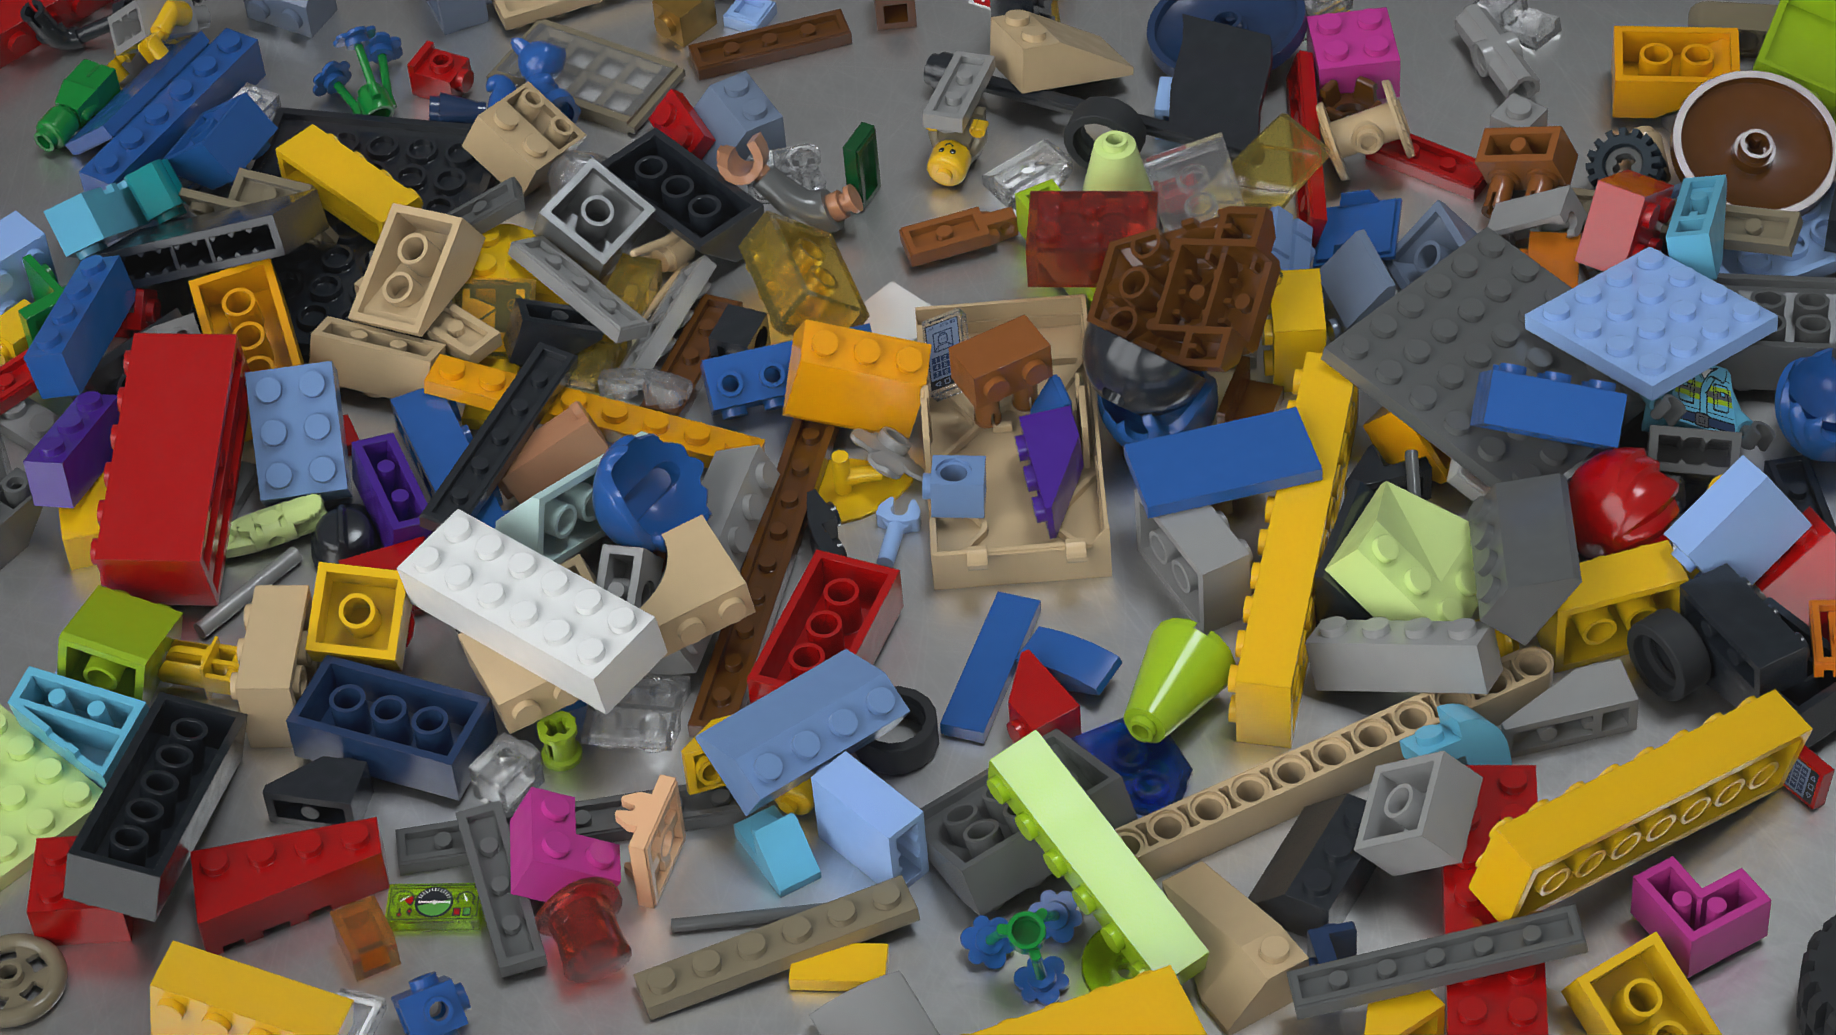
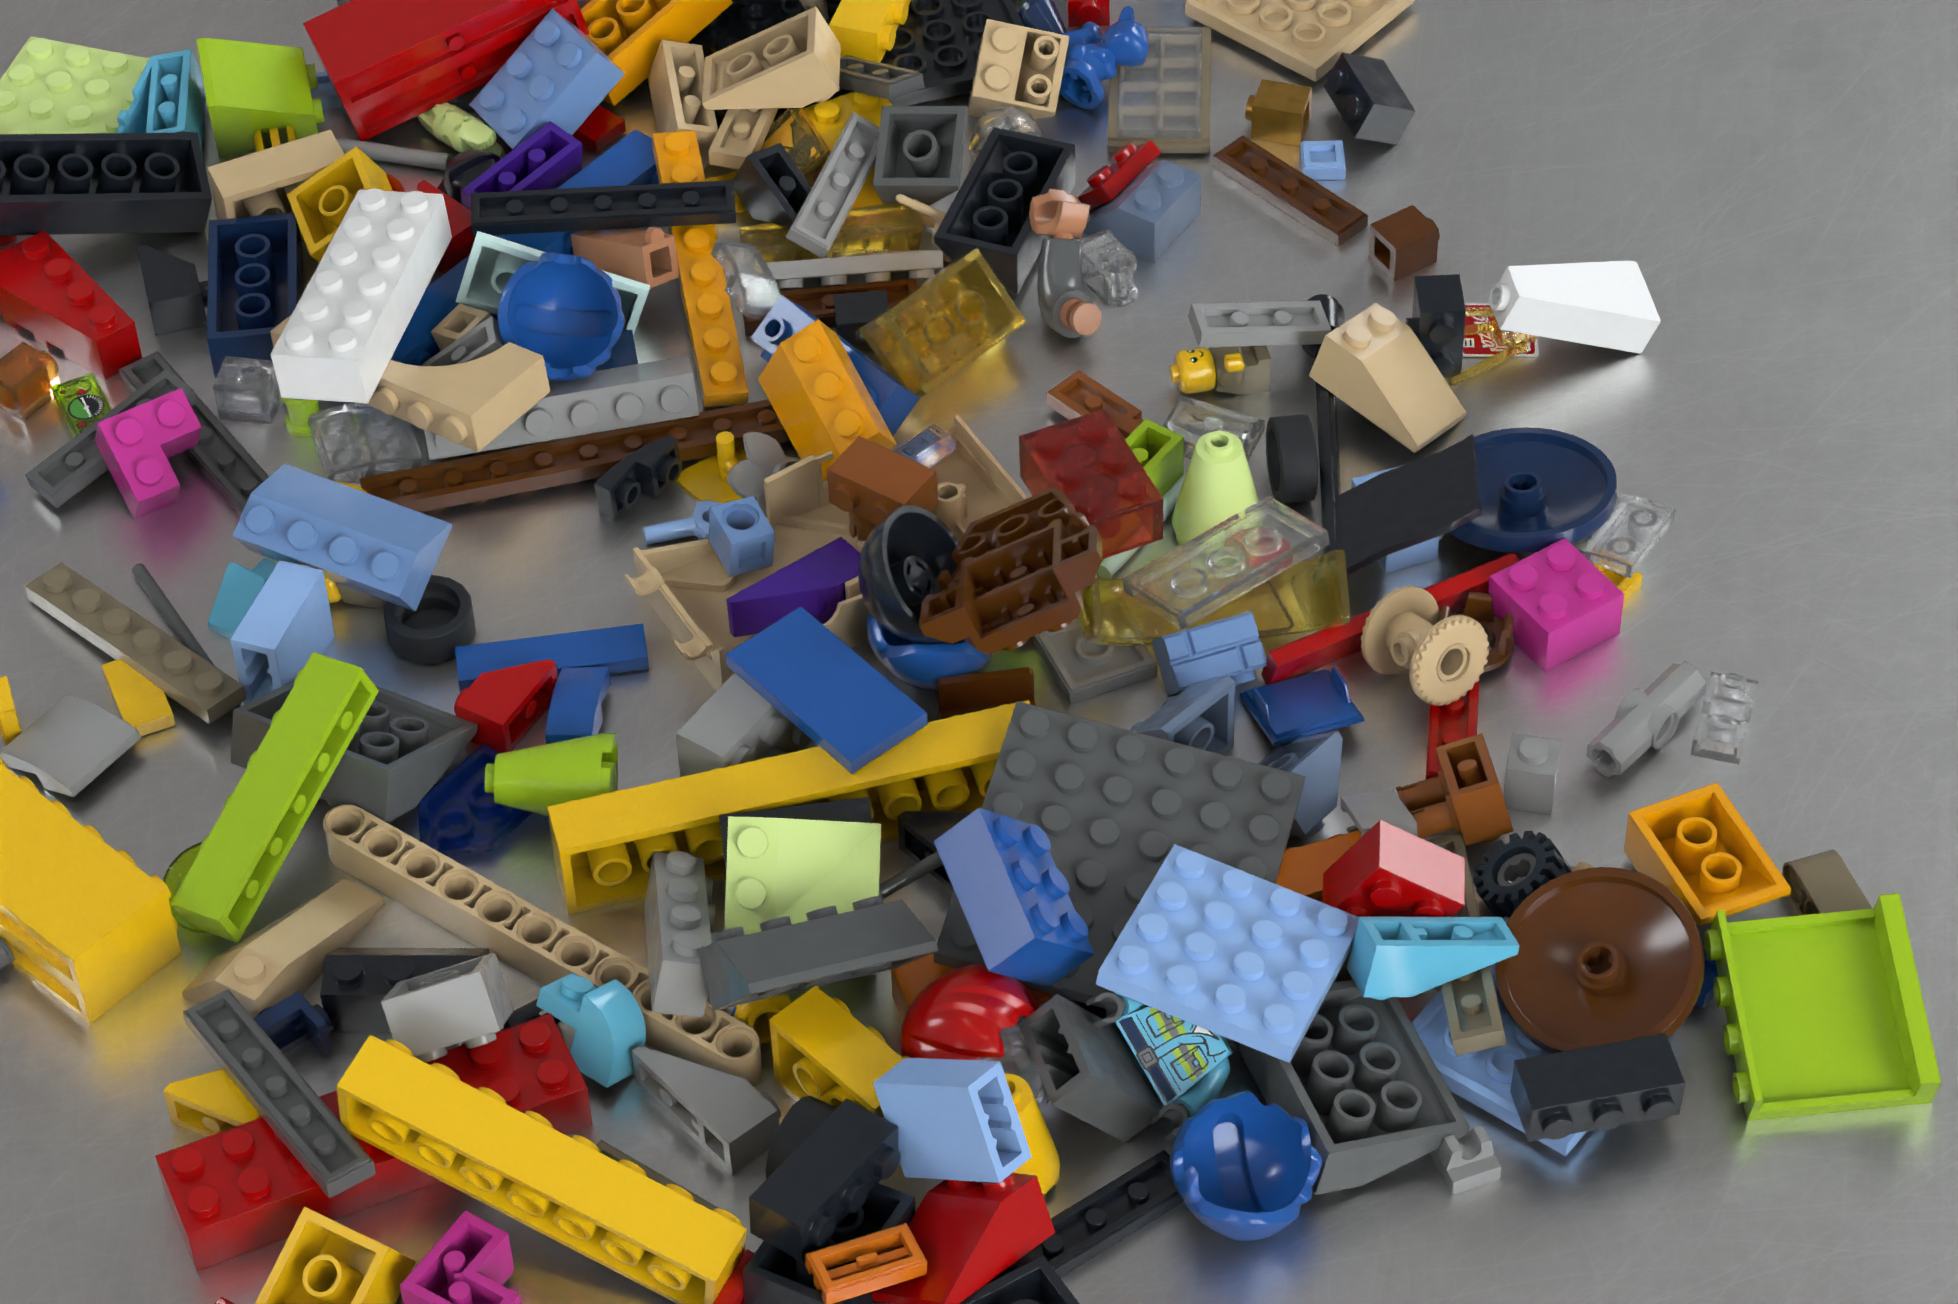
camera: 60 degrees right, 0 degrees up
(586, 929) = (78, 505): clear red piece -> none
(656, 839) = (192, 476): light nougat piece -> none
(832, 609) = (510, 522): red brick -> none
(862, 162) = (1128, 305): dark green tile -> none
(894, 312) = (986, 414): white sticker -> none
(1026, 934) = (198, 784): blue plant -> none
(1294, 325) = (1103, 683): yellow brick -> none

